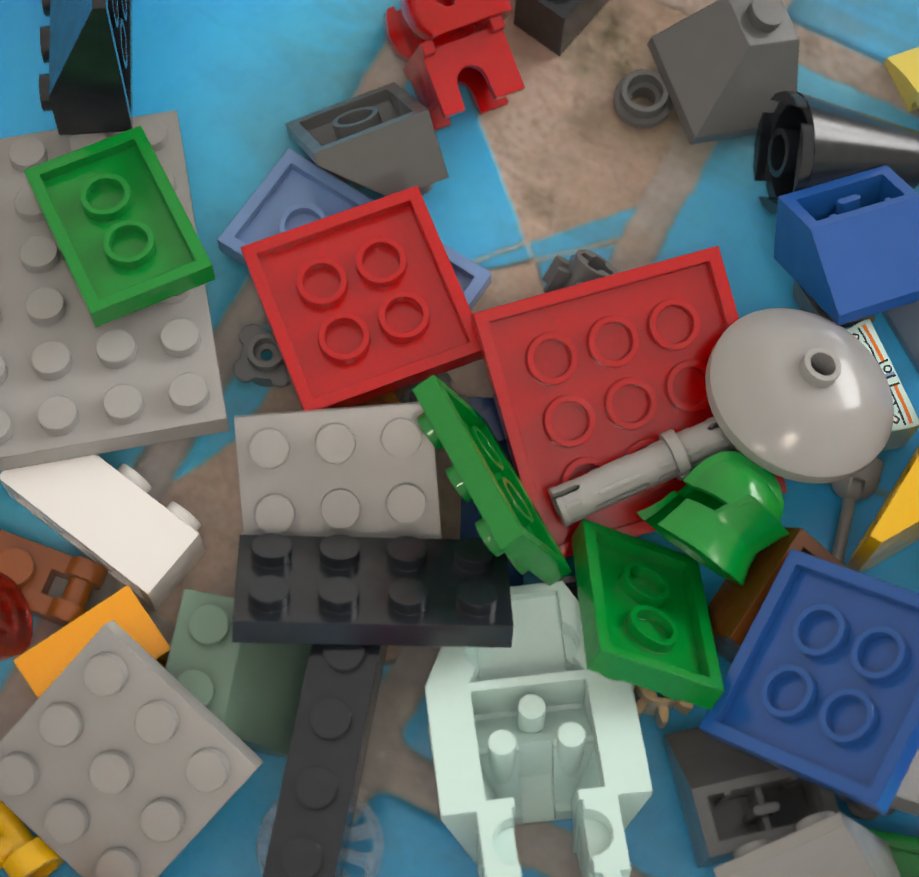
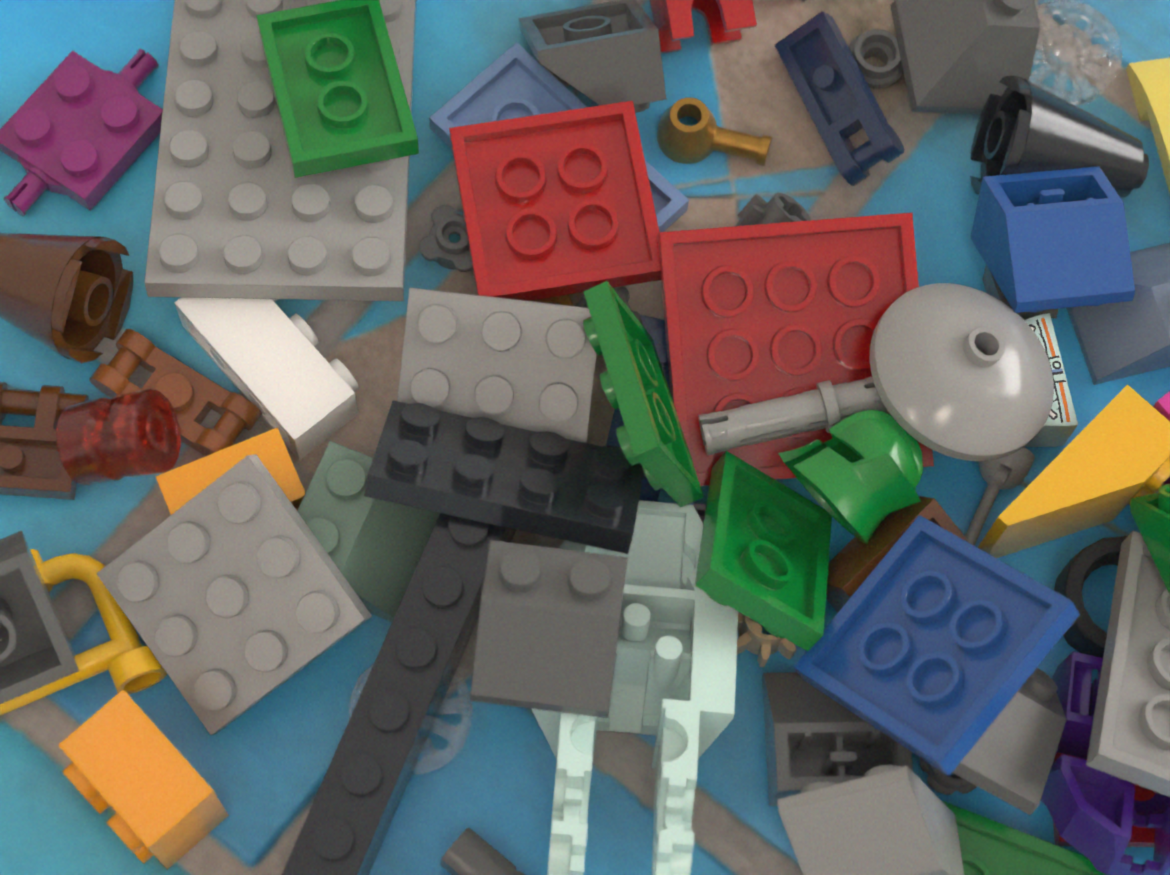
camera: 10 degrees right, 0 degrees up
(449, 743) = (548, 629): none -> dark grey slope
(486, 214) = (697, 142): none -> pearl gold bar
(615, 143) = (838, 97): none -> dark blue plate
(829, 59) = (1069, 51): none -> clear wheel

